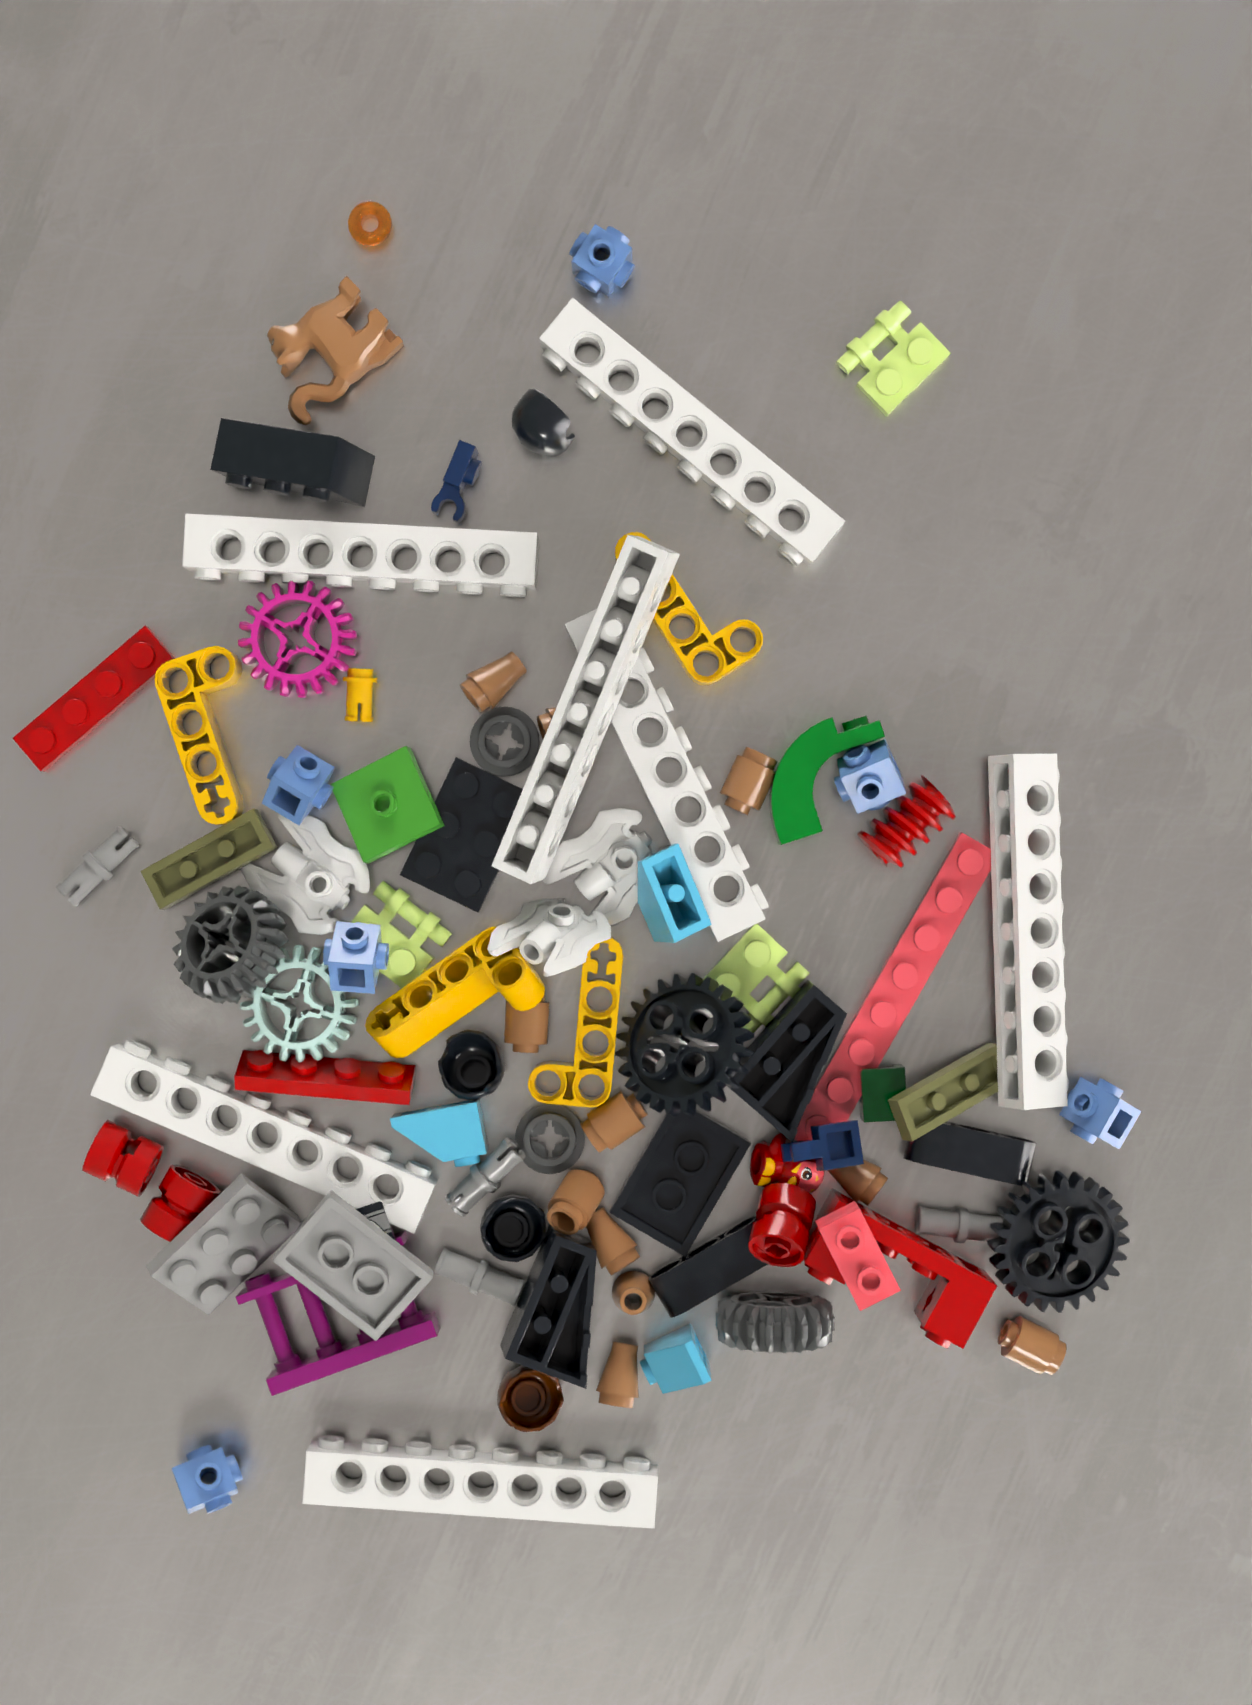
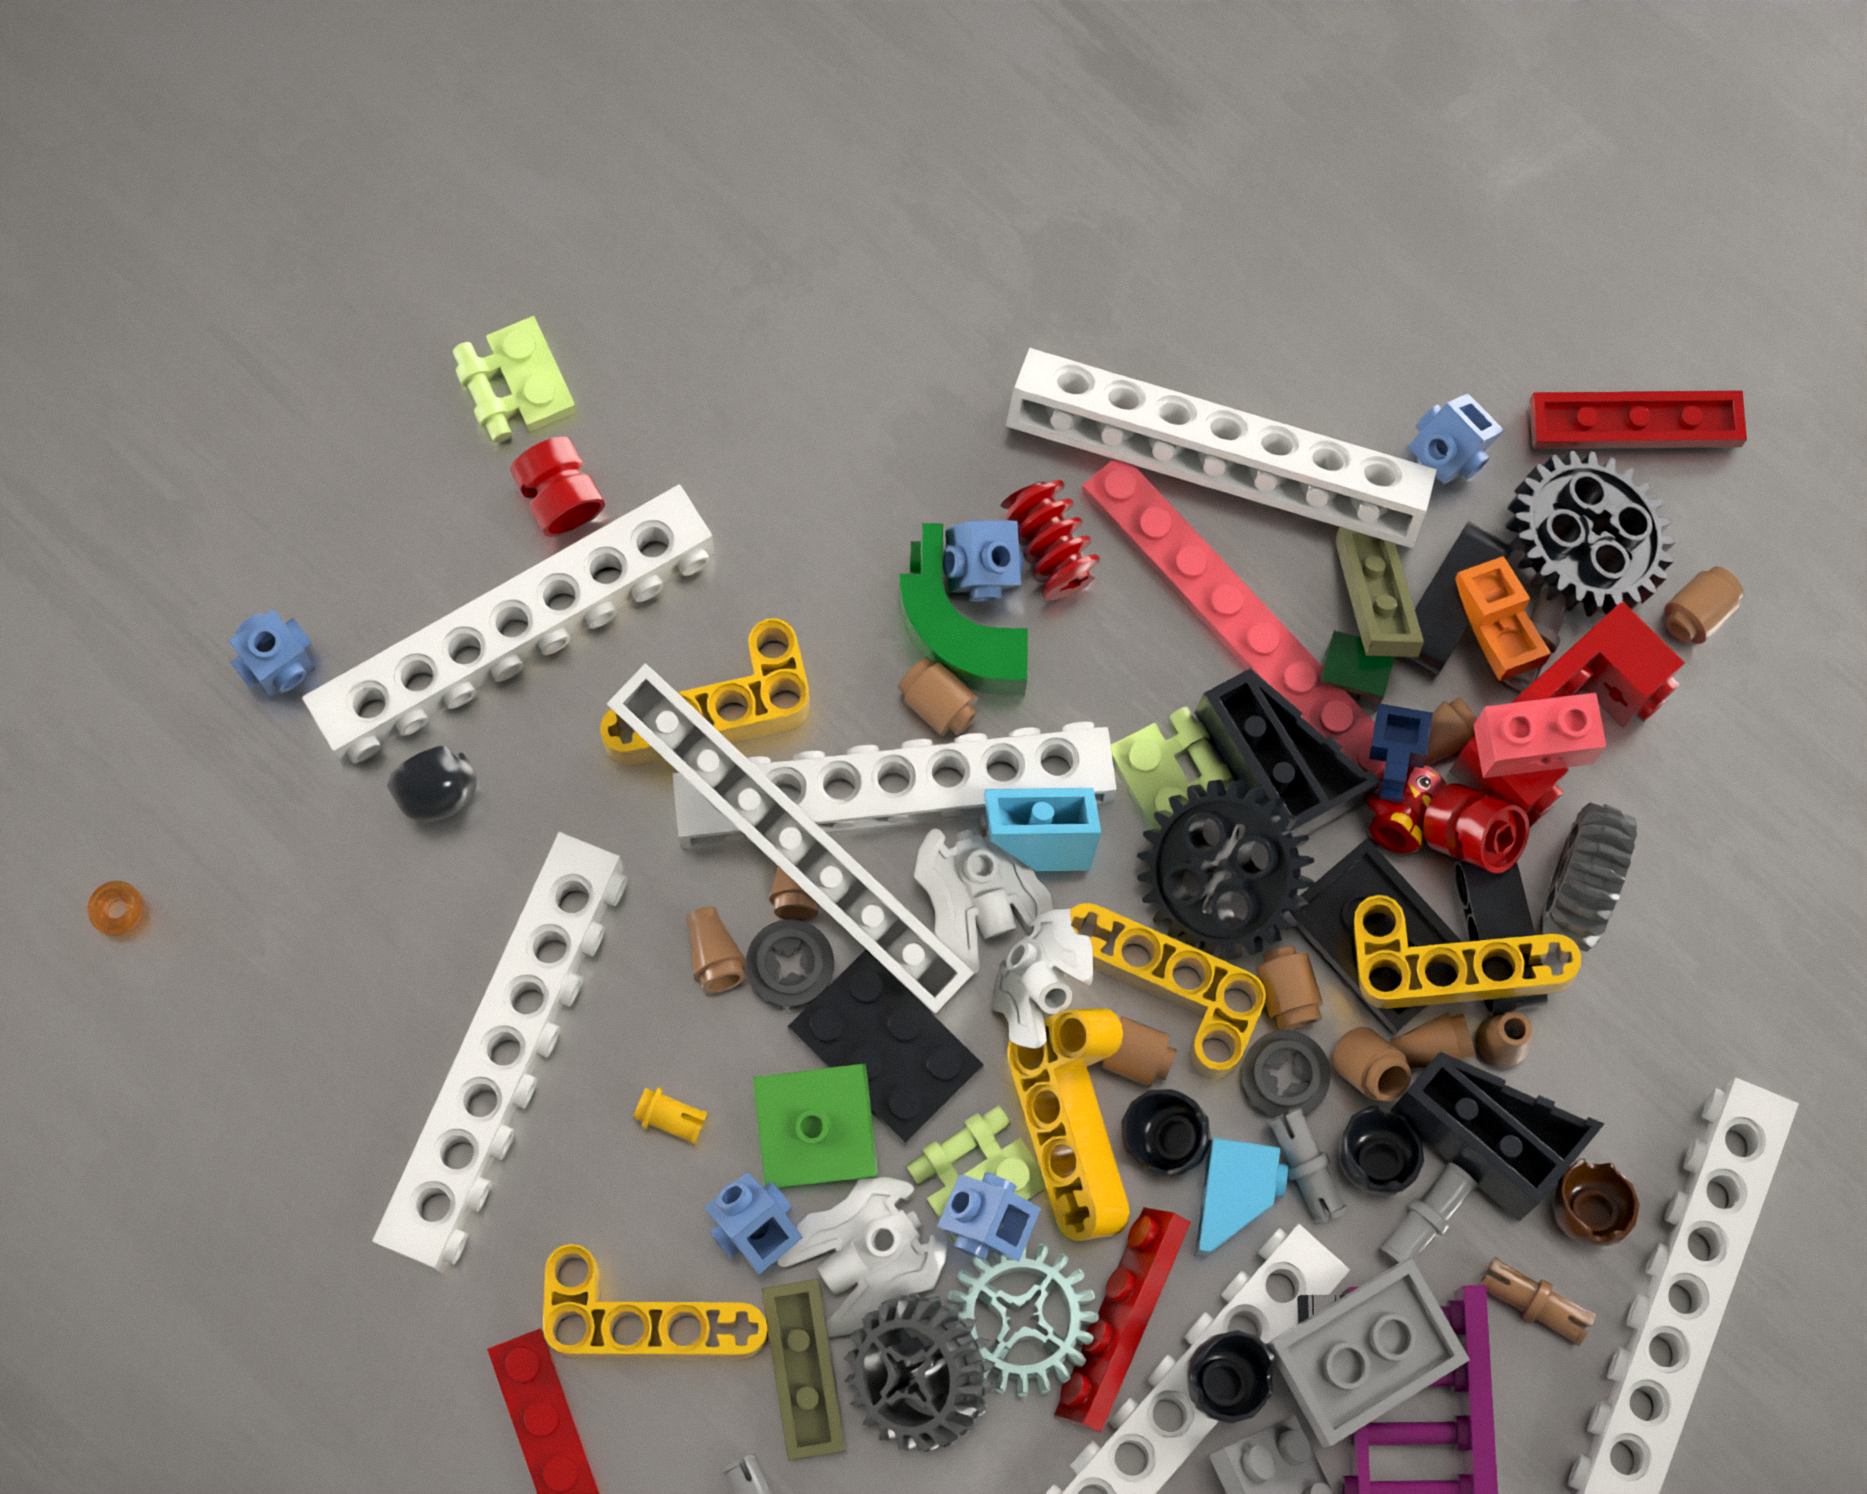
camera: 75 degrees left, 15 degrees down
(292, 461) = (359, 1095): black wedge -> none
(298, 1172) = (1231, 1376): none -> black hair
(308, 621) = (554, 1182): dark pink gear -> none
(345, 351) = (242, 992): medium nougat animal -> none
(445, 1374) = (1537, 1301): none -> medium nougat pin
(462, 469) = (451, 898): dark blue plate -> none
(620, 1377) = (1600, 1088): medium nougat cone -> none
(674, 1250) = (1464, 957): none -> yellow beam
(676, 1361) = (1602, 1009): medium azure slope -> none
(808, 431) = (559, 491): none -> red wheel
(958, 1192) = (1499, 620): none -> orange slope
(1171, 1250) = (1637, 419): none -> red plate

